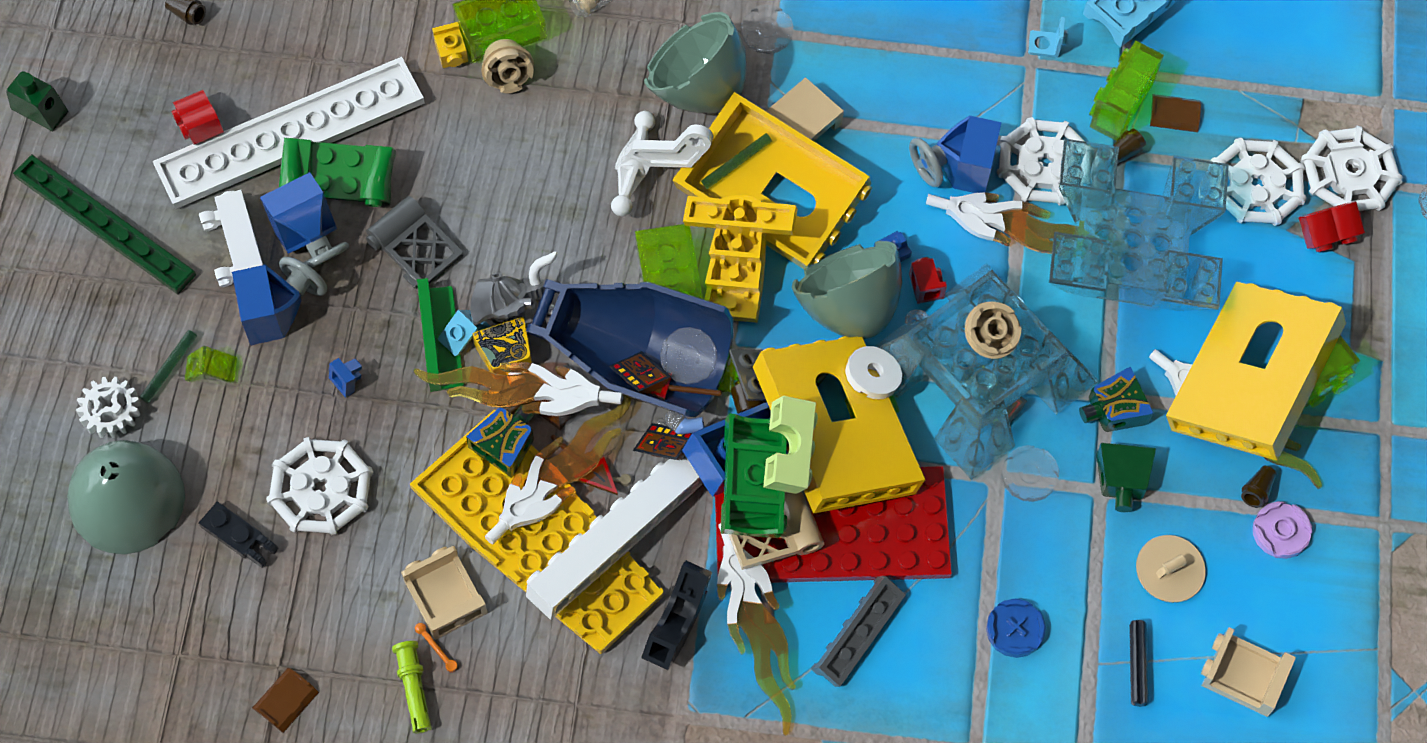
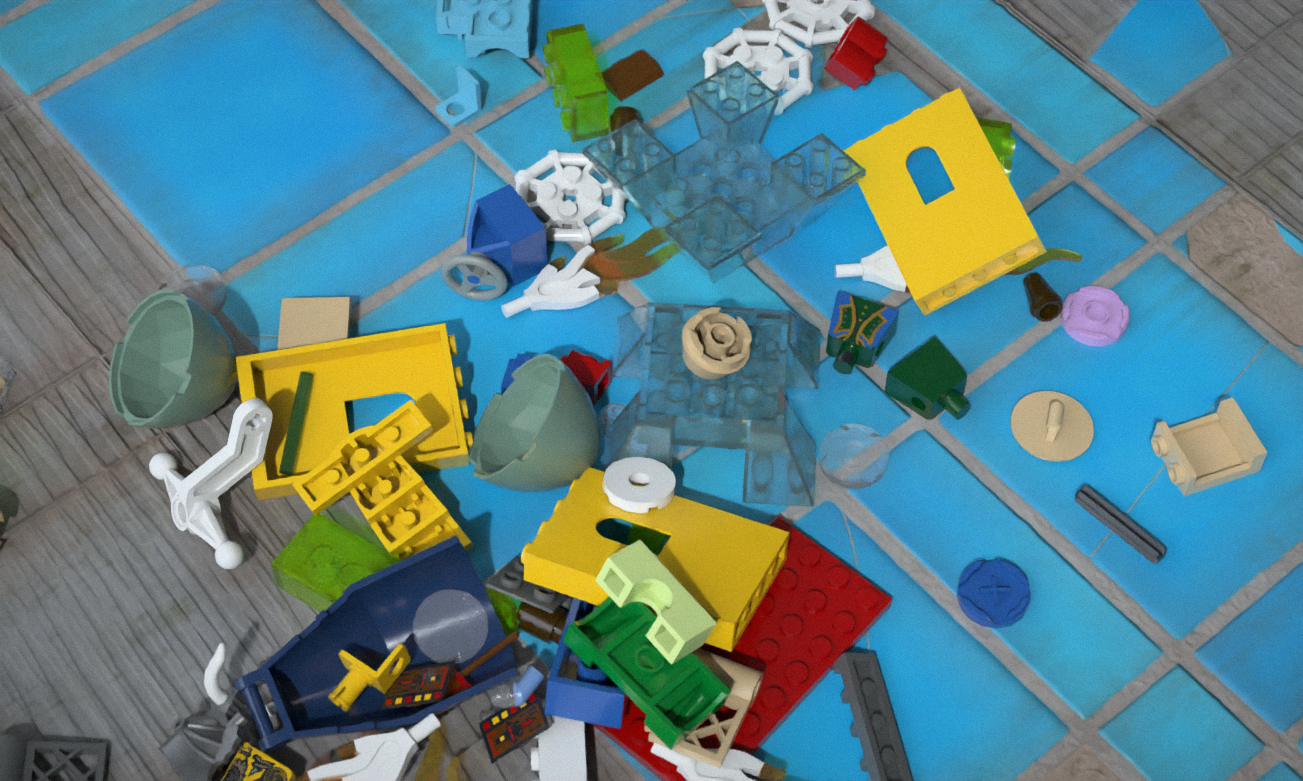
camera: 45 degrees left, 10 degrees down
(615, 338) = (362, 676): none -> yellow bracket

